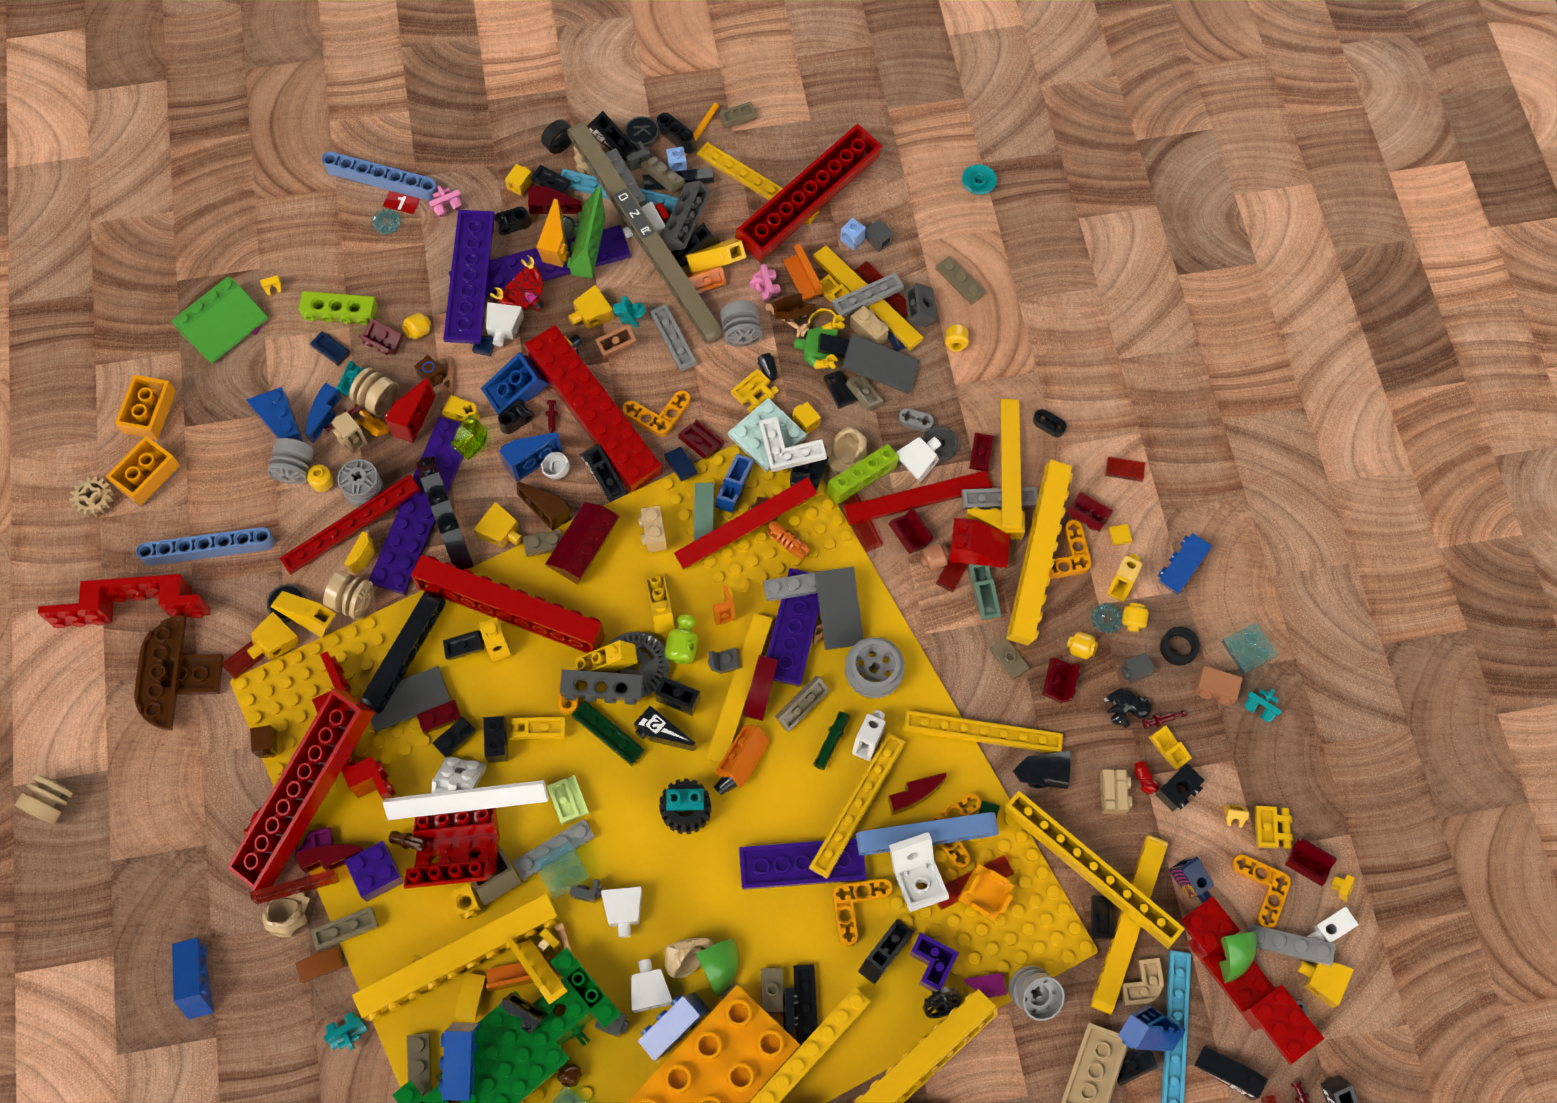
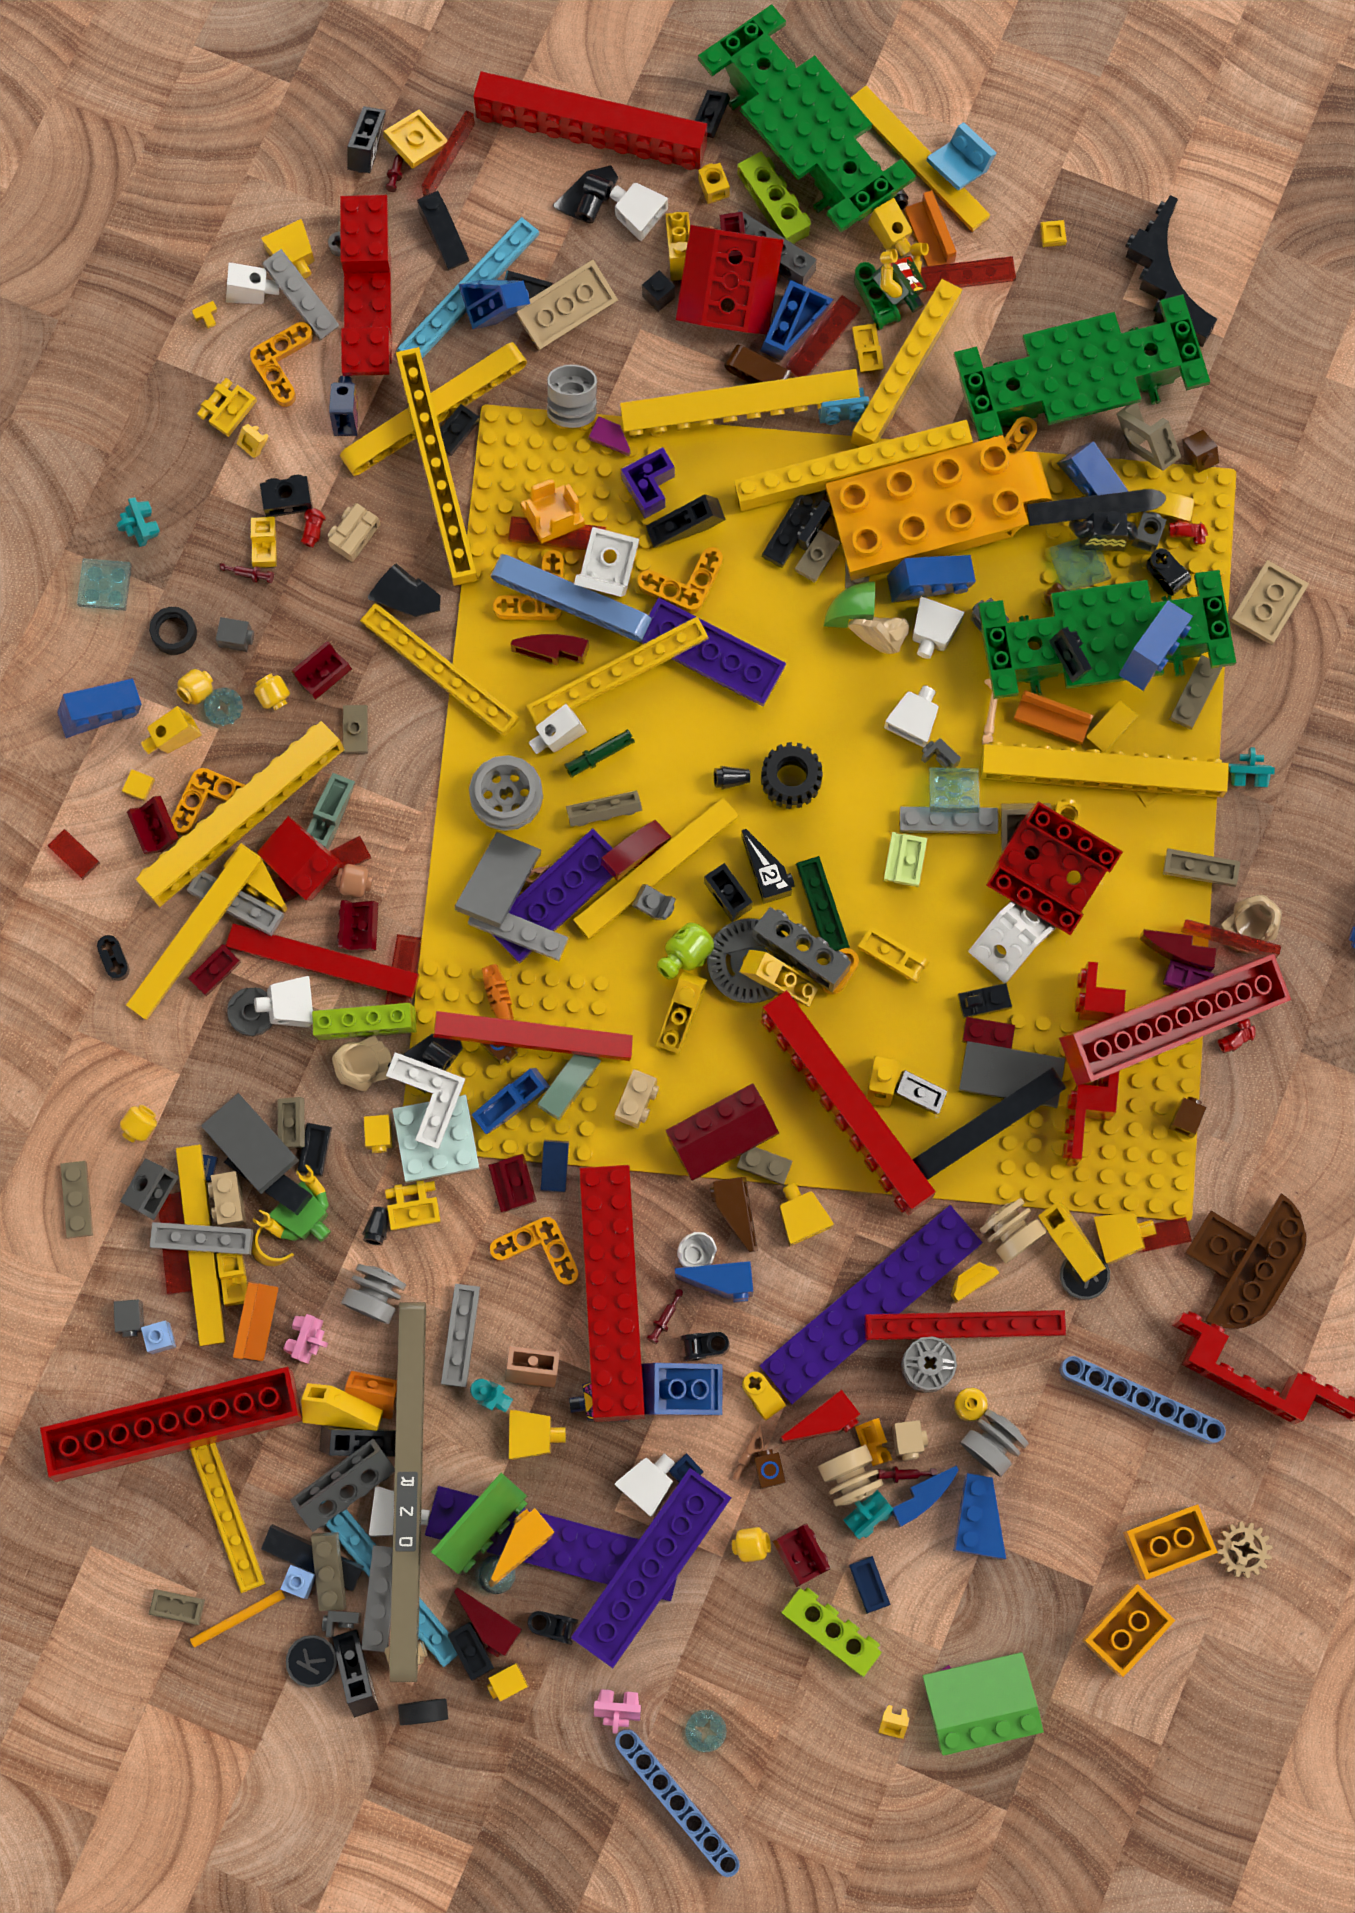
camera: 145 degrees left, 10 degrees up
(319, 964) = (1246, 851): dark orange slope -> none
(374, 871) = (1142, 904): dark purple brick -> none
(401, 202) = (671, 1751): red sticker -> none
(407, 840) = (1092, 914): reddish brown axle -> none
(444, 513) = (854, 1267): black arch -> none
(466, 800) = (1012, 906): white tile -> none
(470, 437) = (770, 1345): clear neon green slope -> none
(495, 739) = (943, 966): black brick -> none
(523, 289) = (599, 1507): red torso -> none
(538, 970) = (1034, 696): yellow fence -> none
(548, 942) = (1006, 729): yellow tile -> none
(602, 472) = (647, 1211): black slope -> none
(662, 211) = (365, 1515): red tile -> none
(676, 132) = (272, 1635): black beam -> none
(684, 799) = (790, 771): teal hips -> none
(724, 611) = (619, 950): orange panel -> none
(743, 754) = (700, 791): orange panel -> none
(792, 307) = (300, 1276): reddish brown bracket -> none
(802, 330) = (305, 1248): light nougat piece -> none
(916, 420) = (261, 1051): light grey beam -> none
(941, 1002) = (666, 440): black wheel -> none
(987, 807) = (491, 590): dark green piece -> none
(1124, 702) = (275, 610): black animal -> none
(1149, 987) = (459, 344): tan plate -> none
(1218, 685) = (167, 567): nougat brick -> none
(1239, 954) = (357, 312): bright green brick -> none
(1310, 861) = (219, 354): dark red bracket -> none

